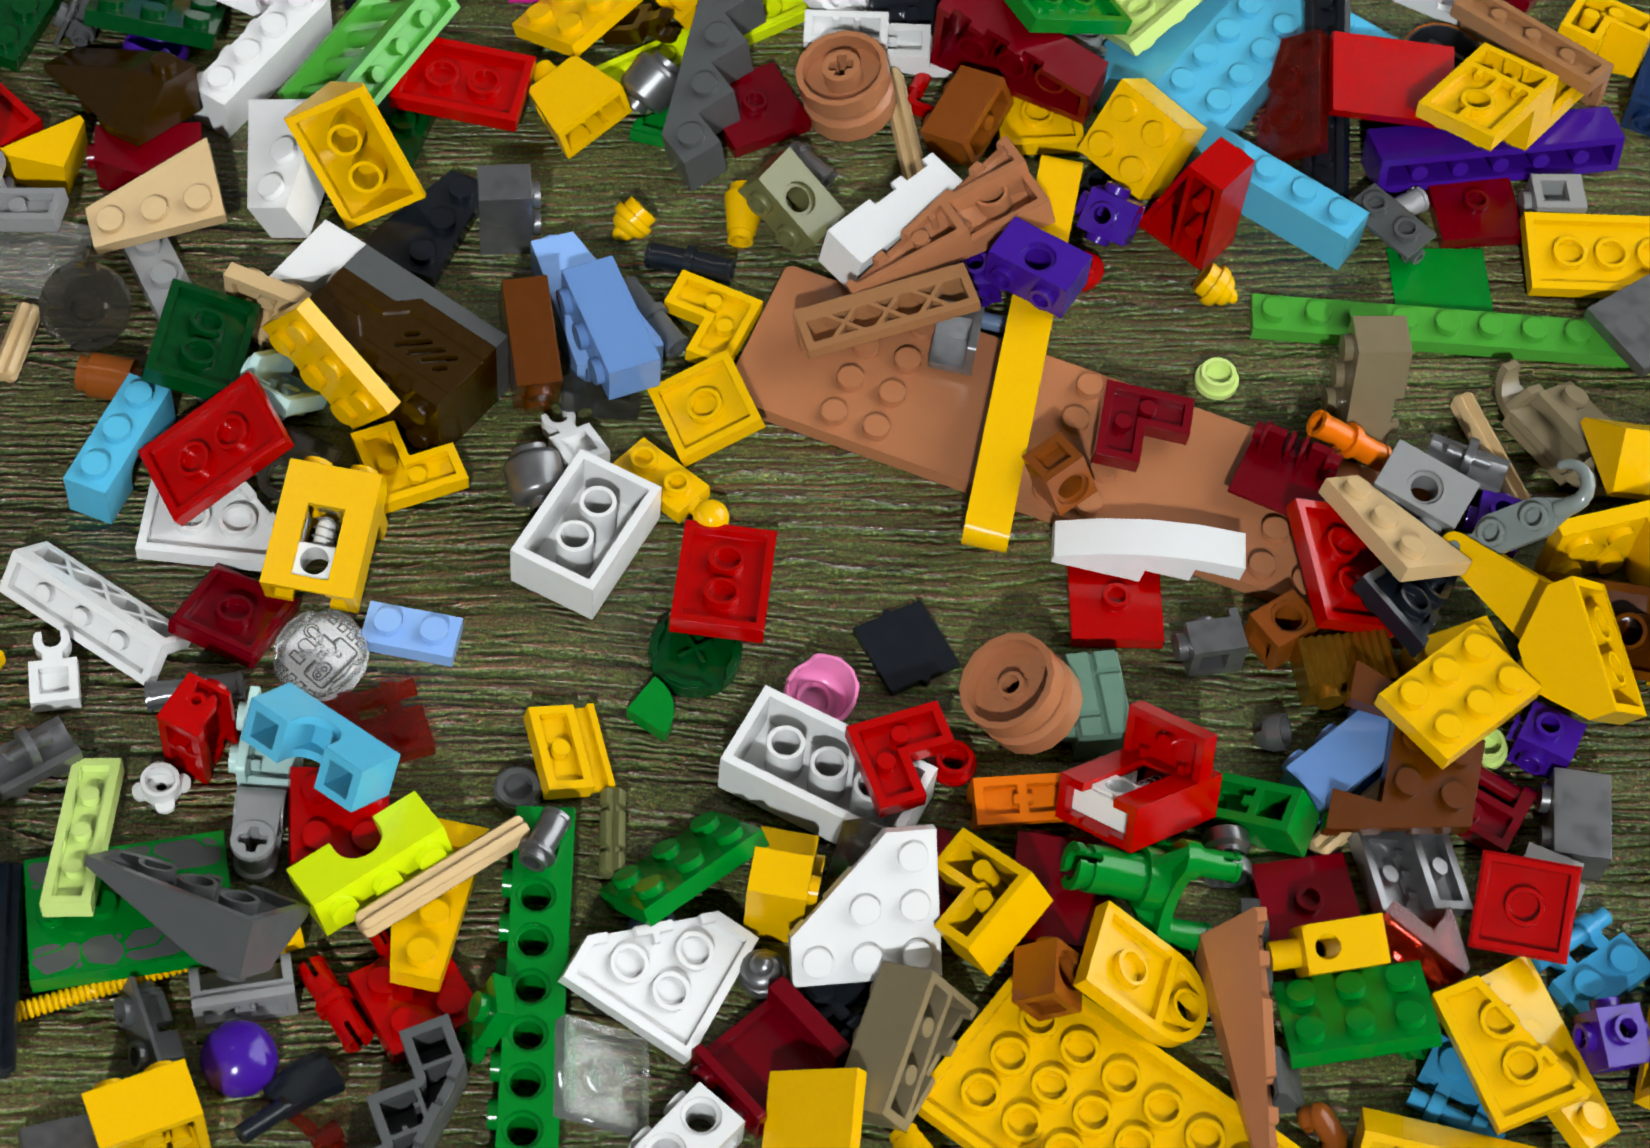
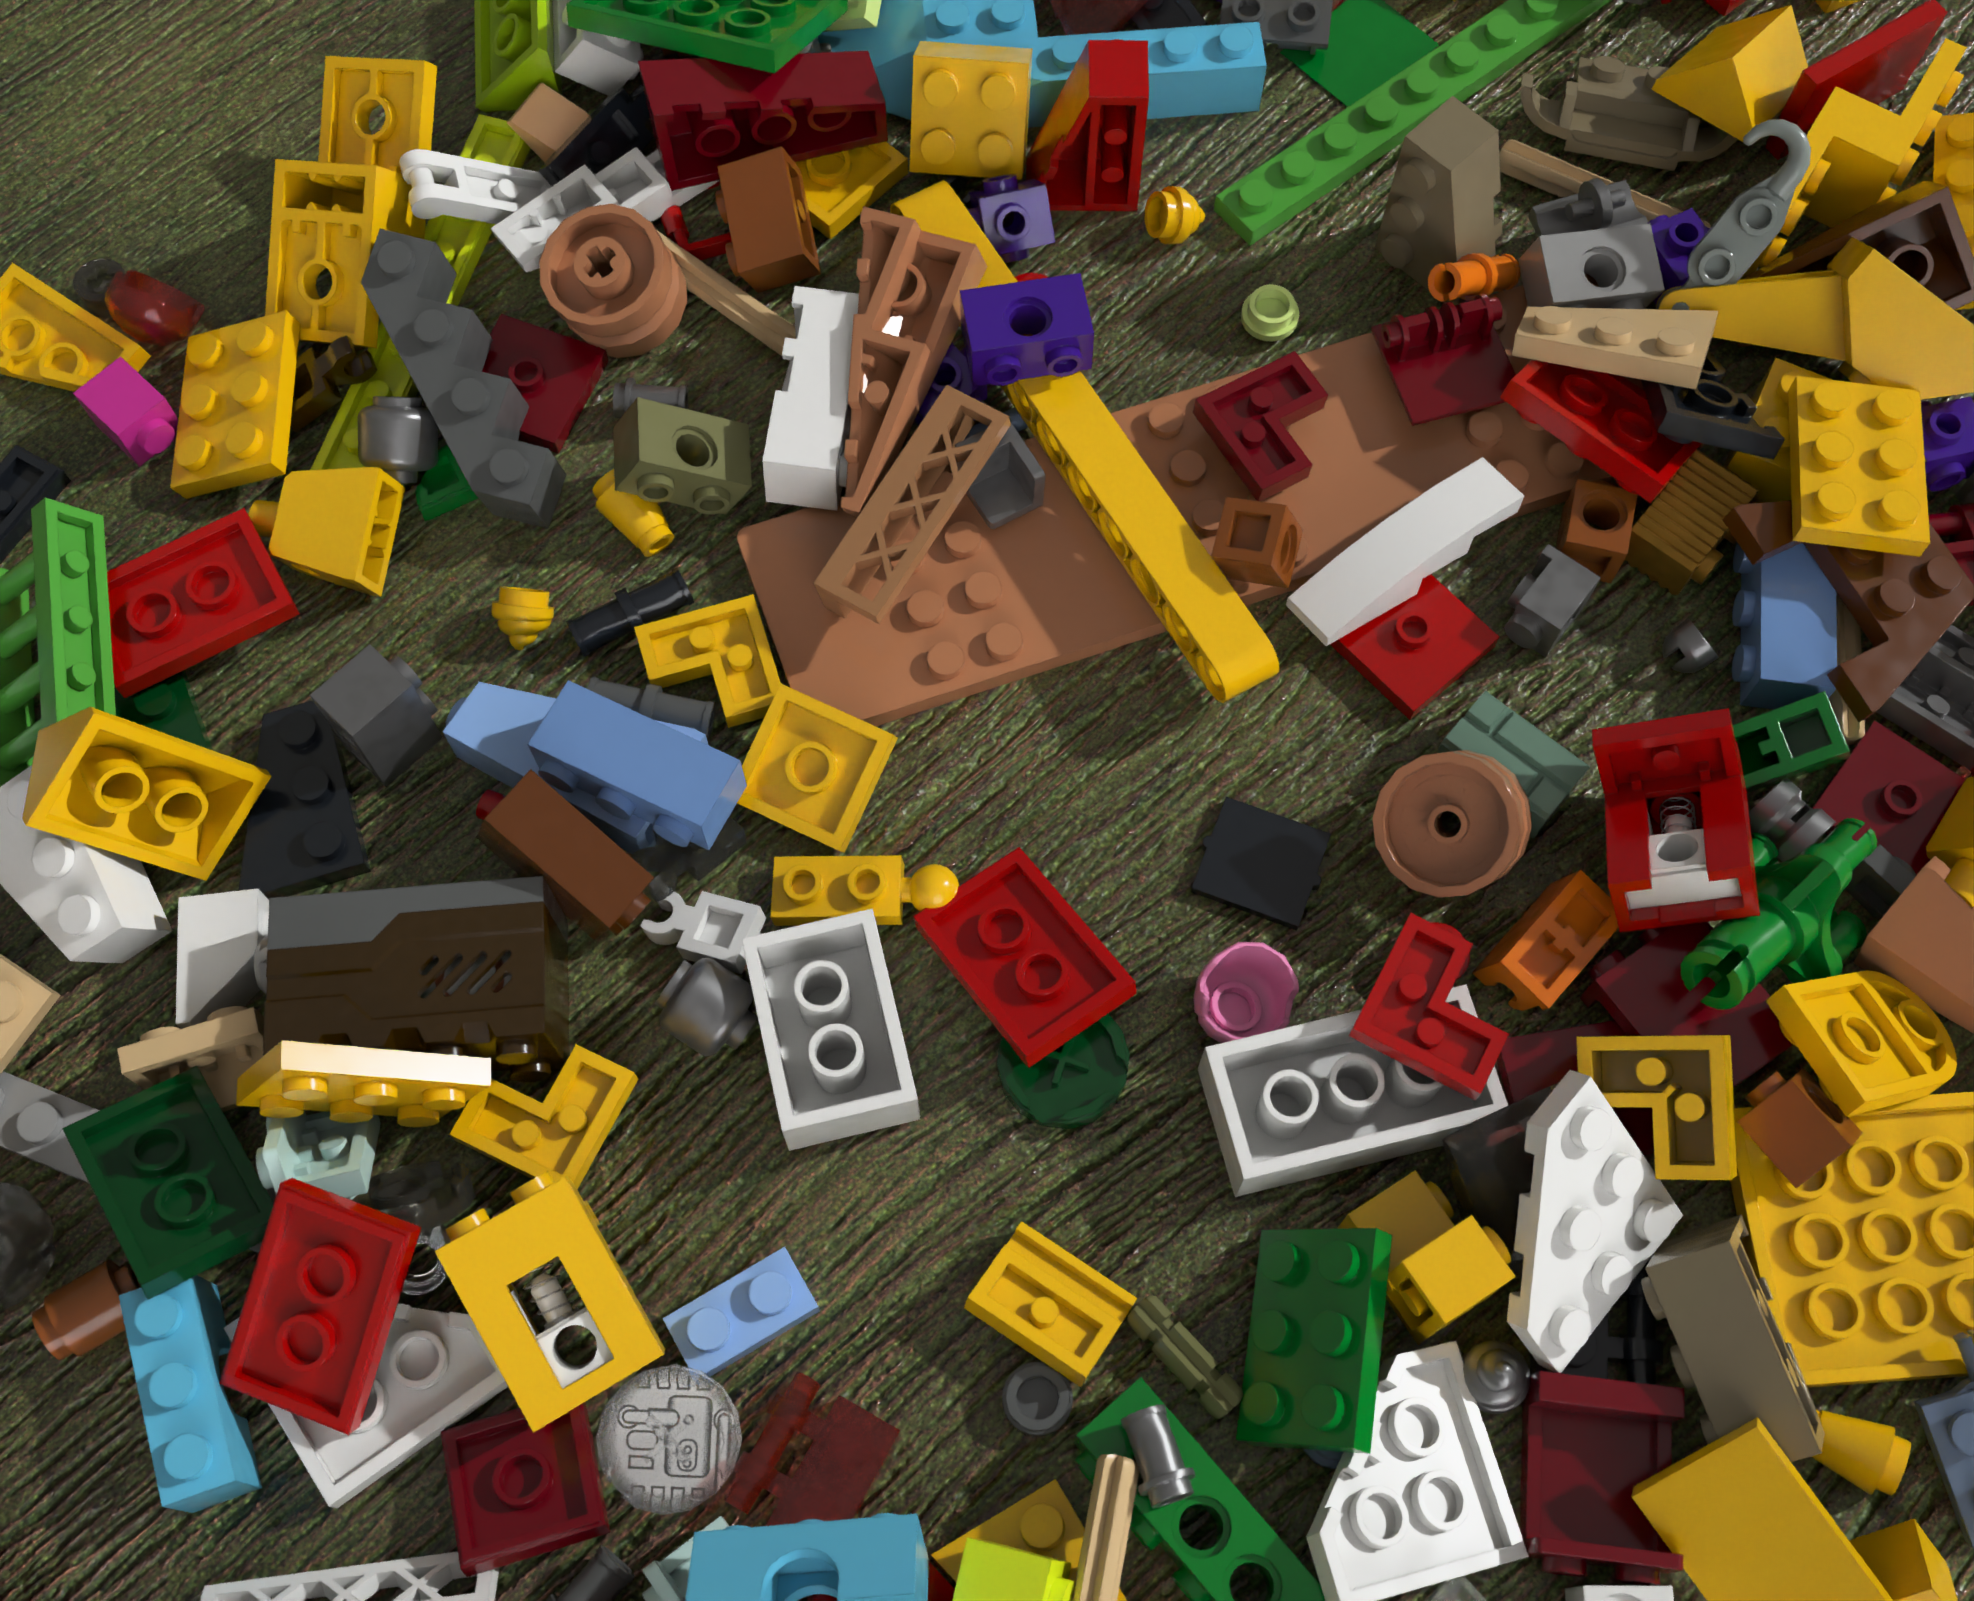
camera: 35 degrees left, 10 degrees up
(653, 709) = (1086, 1166): green tile -> none

